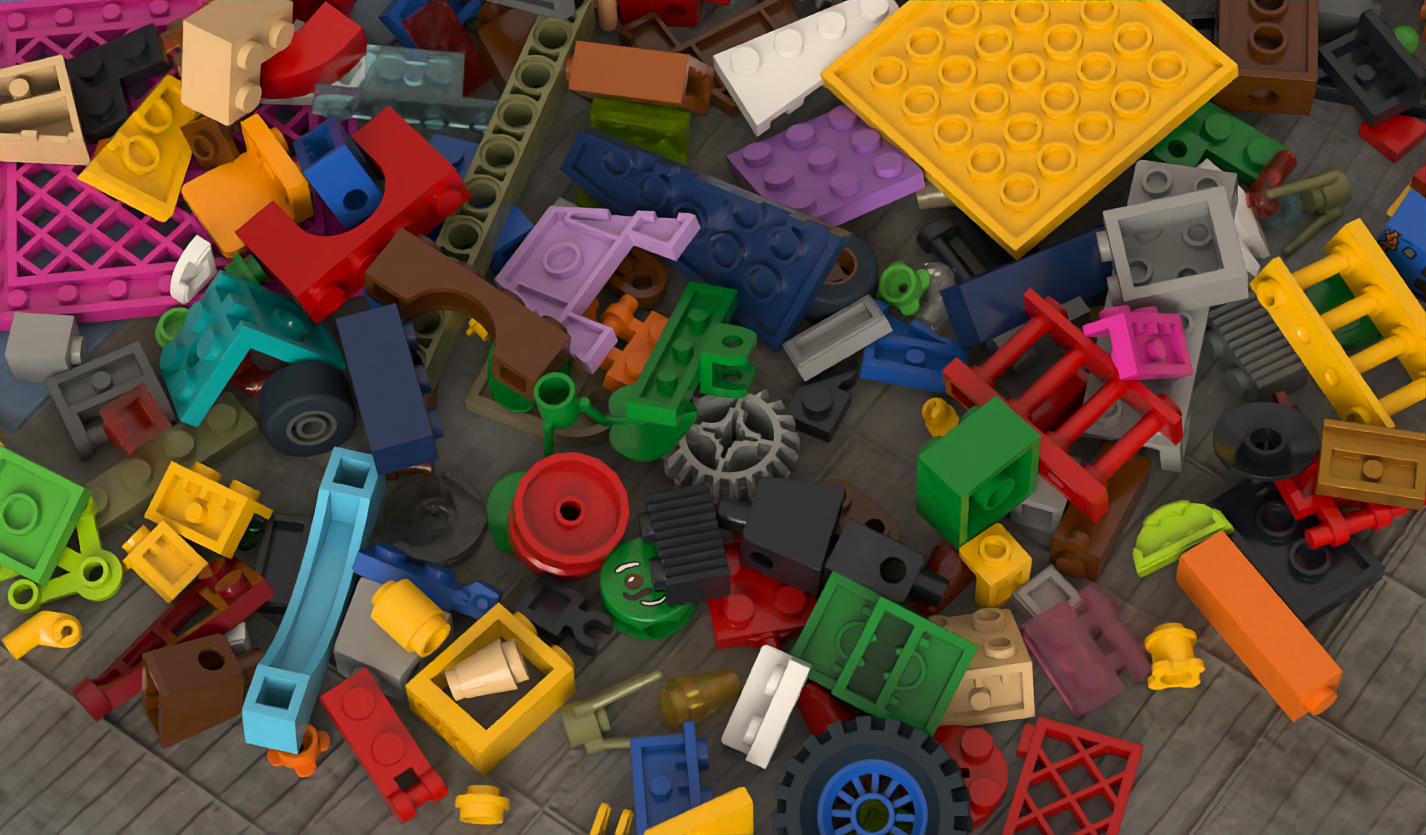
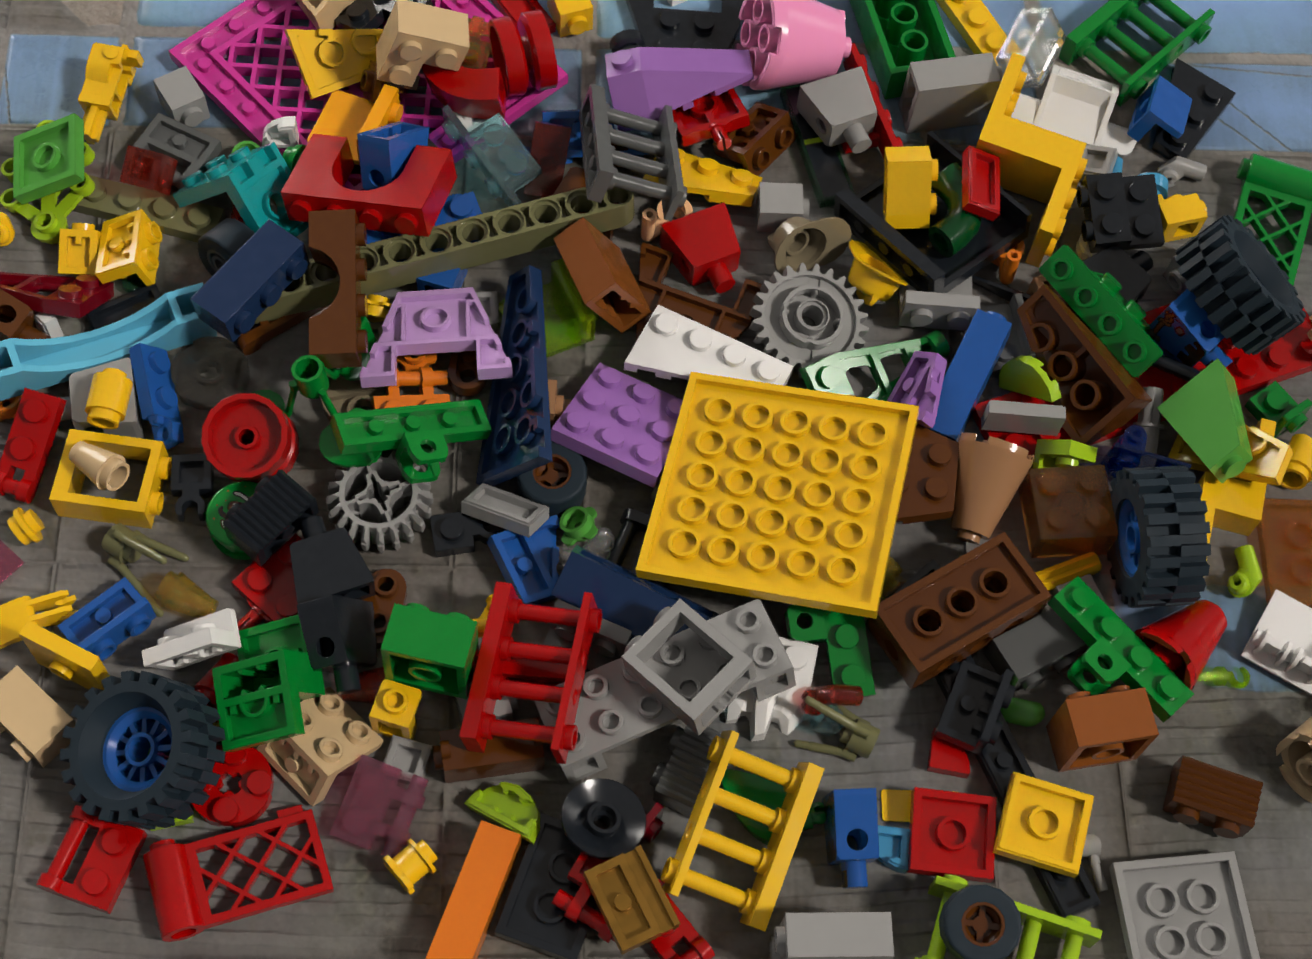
camera: 45 degrees right, 5 degrees up
(1144, 342) = (597, 691): dark pink bracket -> none

